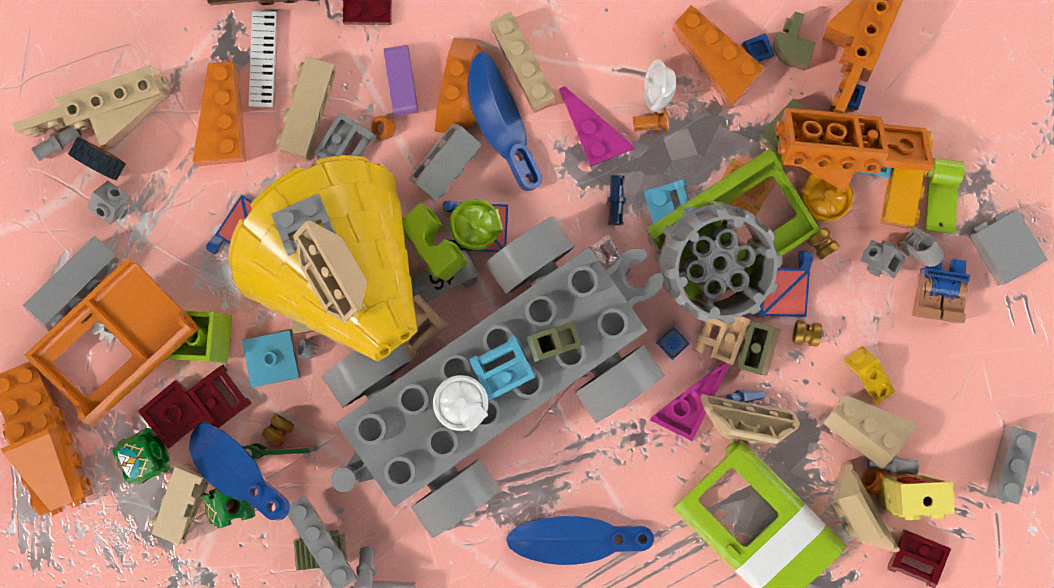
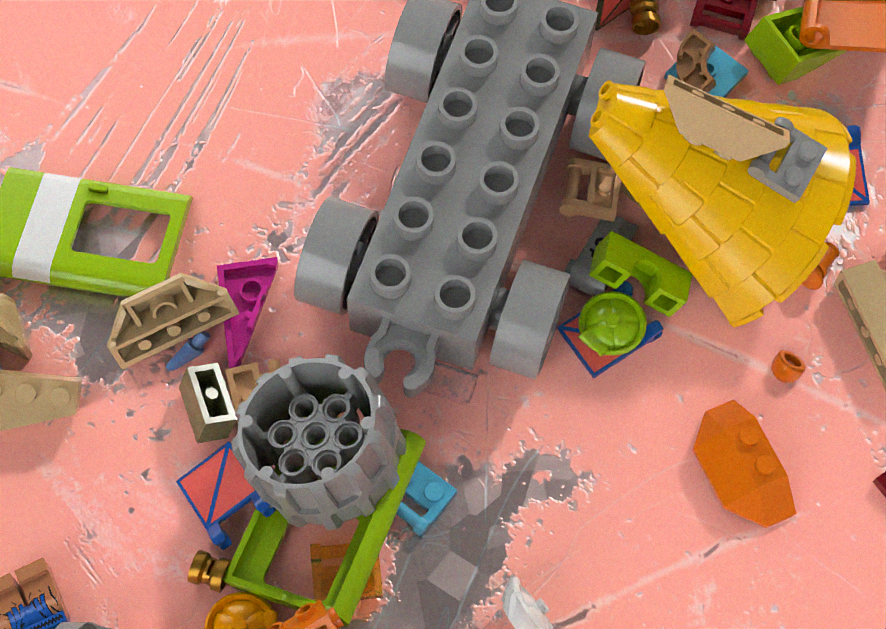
camera: 140 degrees right, 20 degrees down
(279, 366) = (693, 61): none -> medium nougat tile
(340, 137) = (822, 318): light grey plate -> none
(400, 80) = (812, 423): medium lavender beam -> none
(445, 161) = (695, 367): light grey brick -> none
(460, 403) = (489, 87): white piece -> none
(501, 120) = (675, 455): blue plant -> none
(506, 375) = (464, 144): medium azure plate -> none
(522, 62) = (701, 534): tan brick -> none
(553, 341) = (445, 198): olive brick -> none
(574, 540) = (269, 102): blue plant -> none
(597, 137) = (553, 514): dark pink wing -> none
(616, 200) = (480, 459): dark blue pin -> none
(652, 122) = (501, 574): orange pin -> none
(672, 343) = (308, 347): tile -> none
(807, 333) = (162, 459): pearl gold wheel -> none
(870, 373) = (63, 461): yellow bracket -> none
(882, 259) = (126, 597): light grey brick -> none

